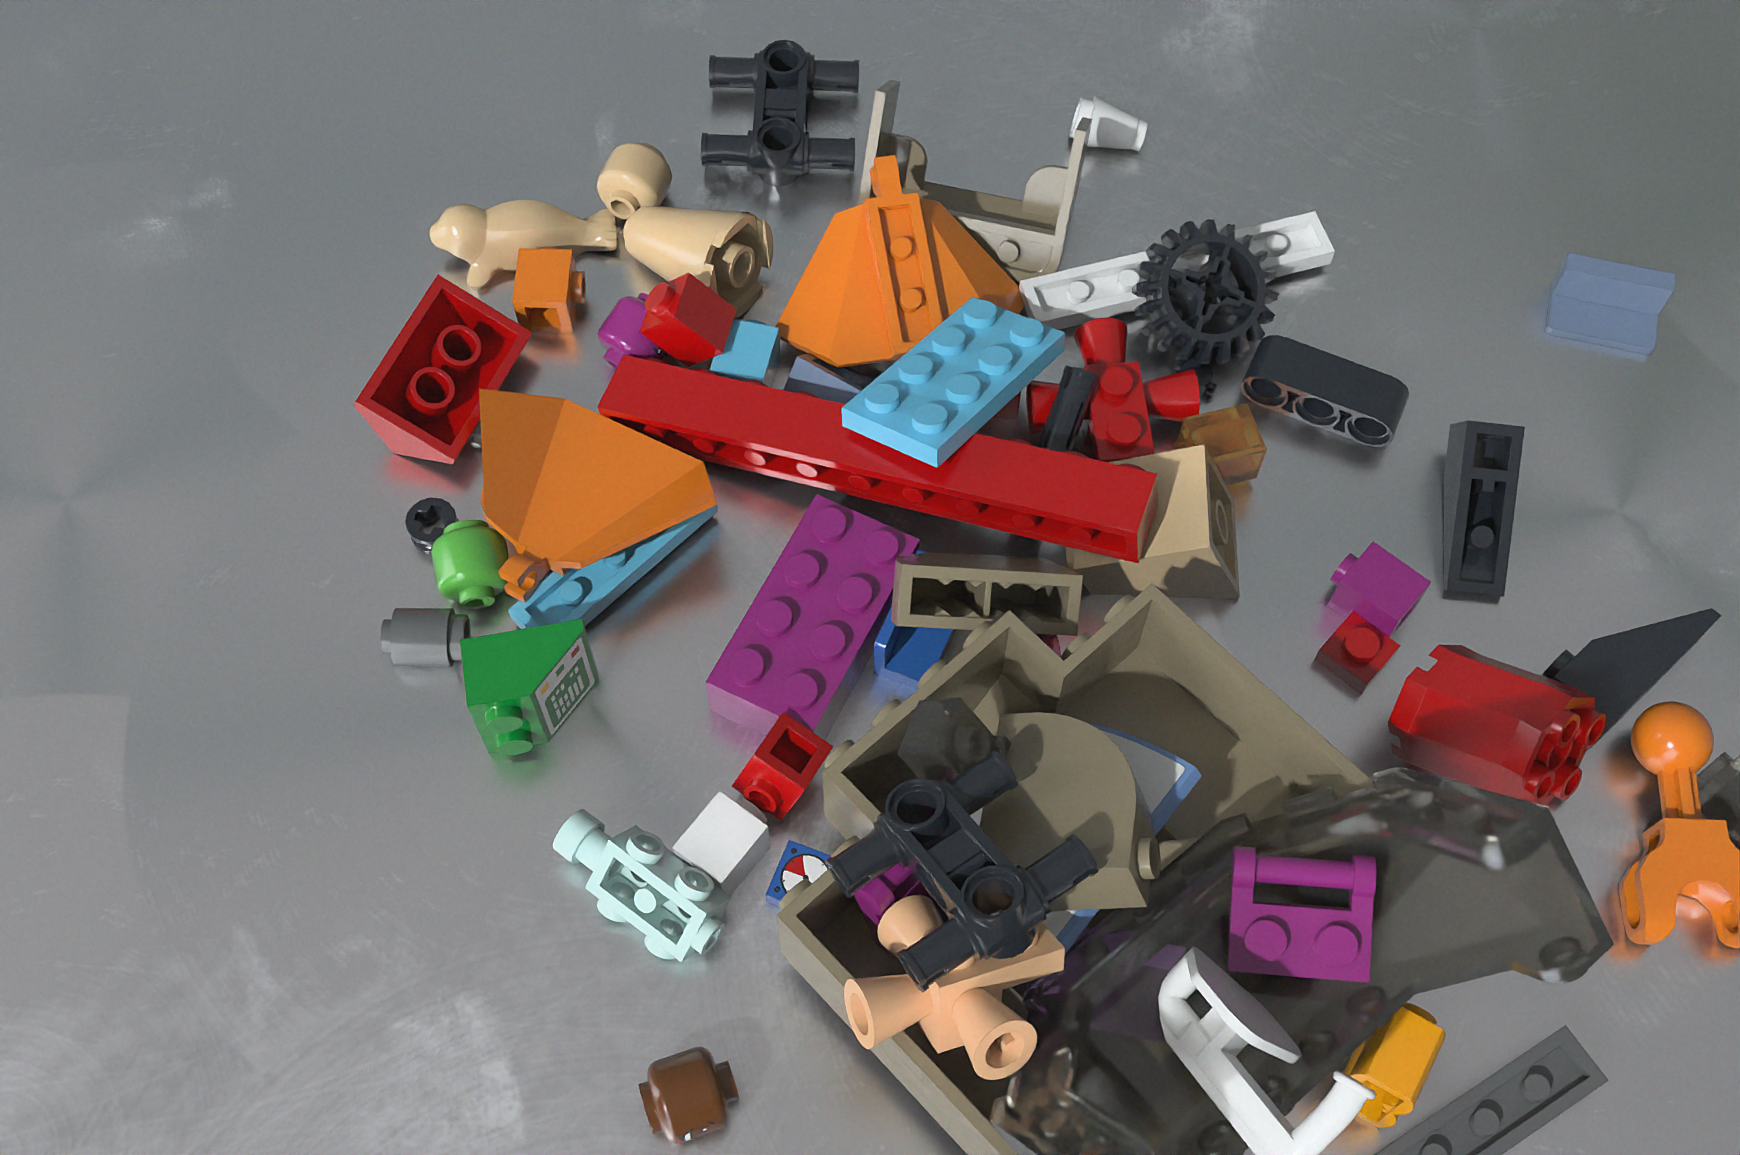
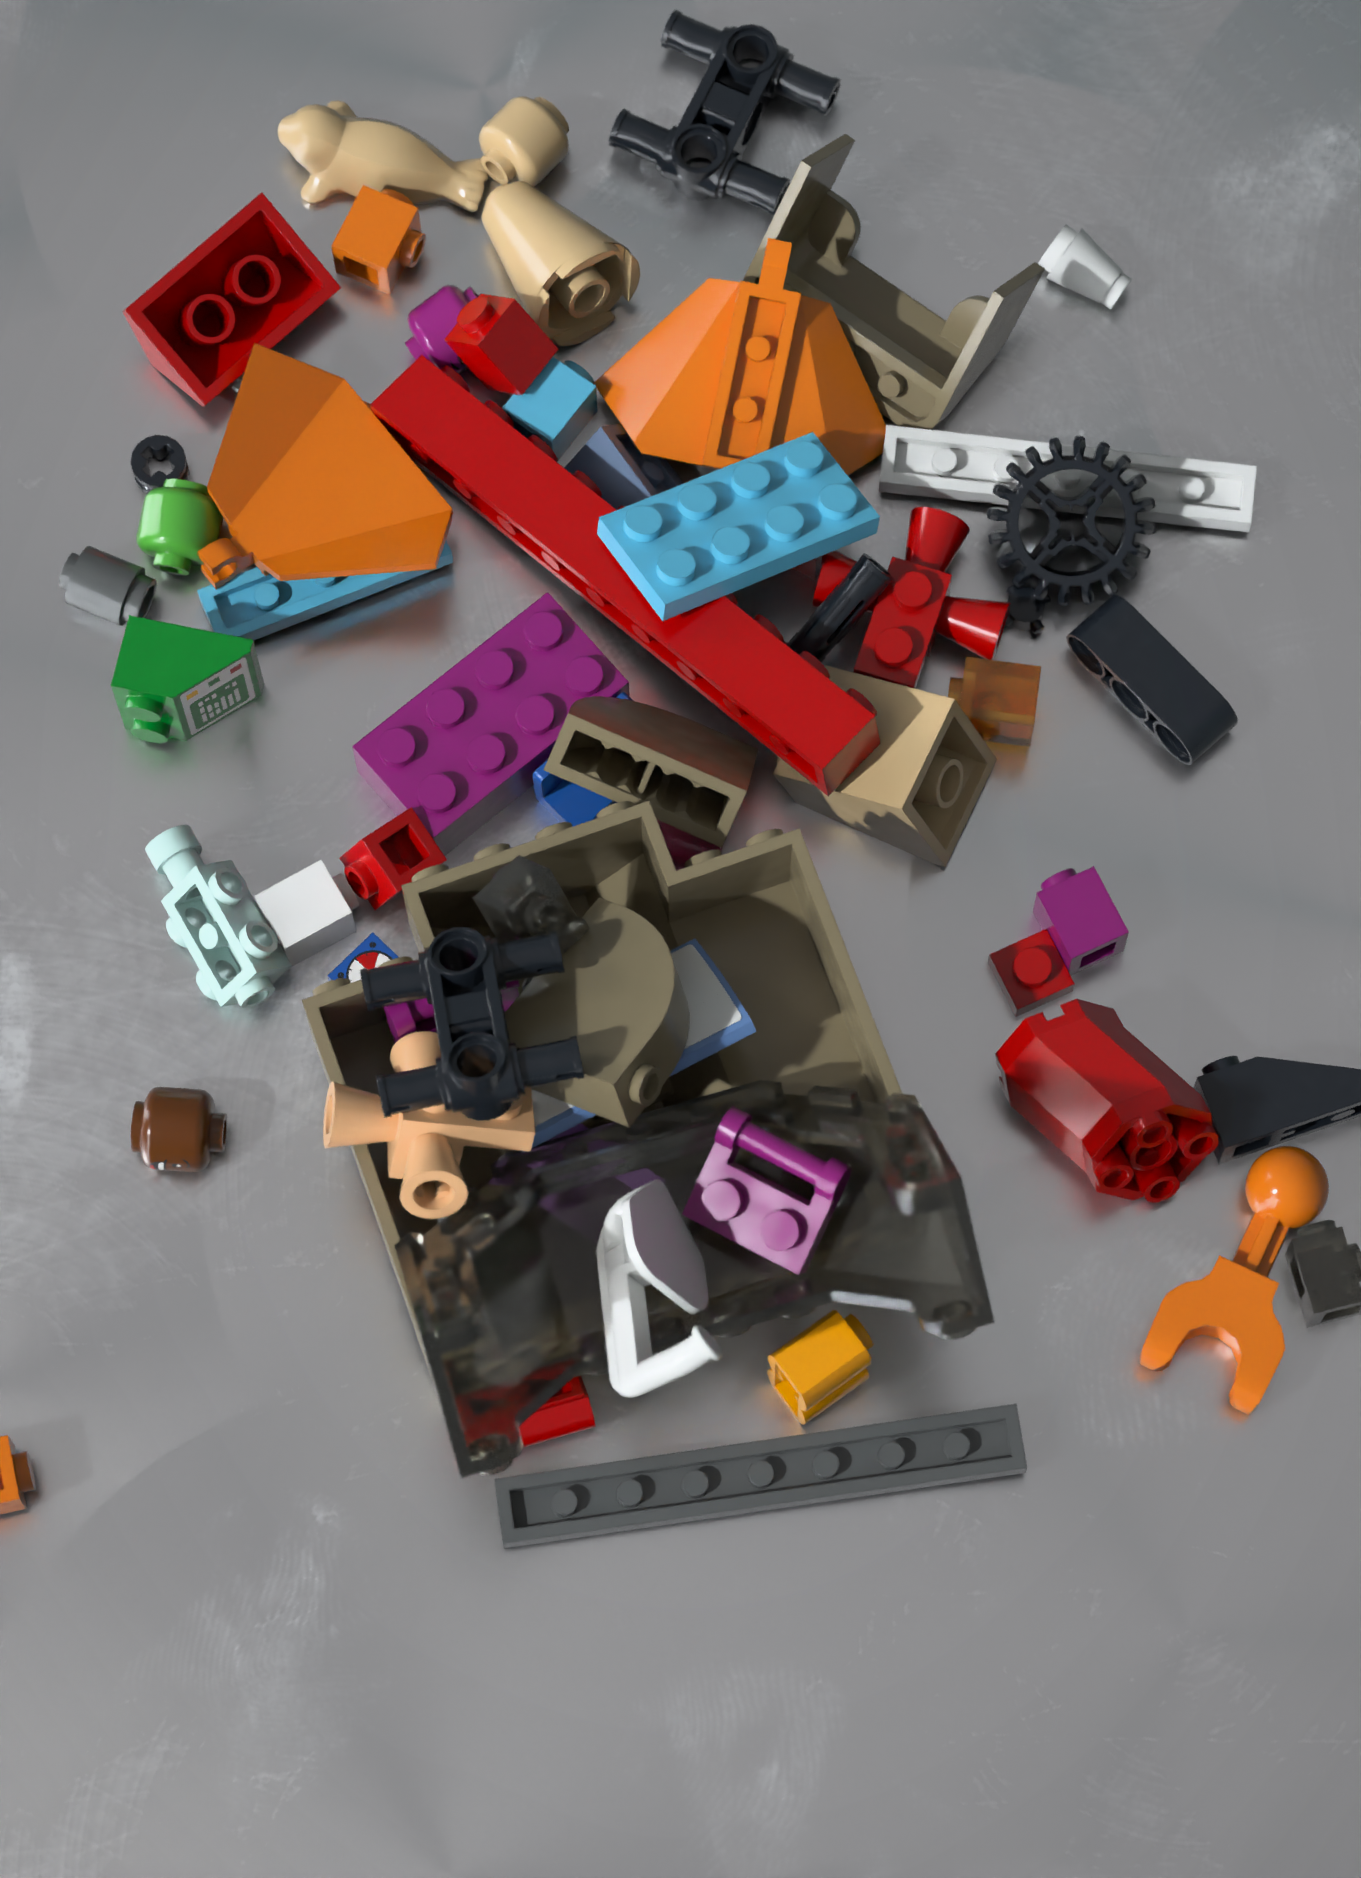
camera: 25 degrees right, 10 degrees up
(1480, 505) = (1239, 872): black slope -> none

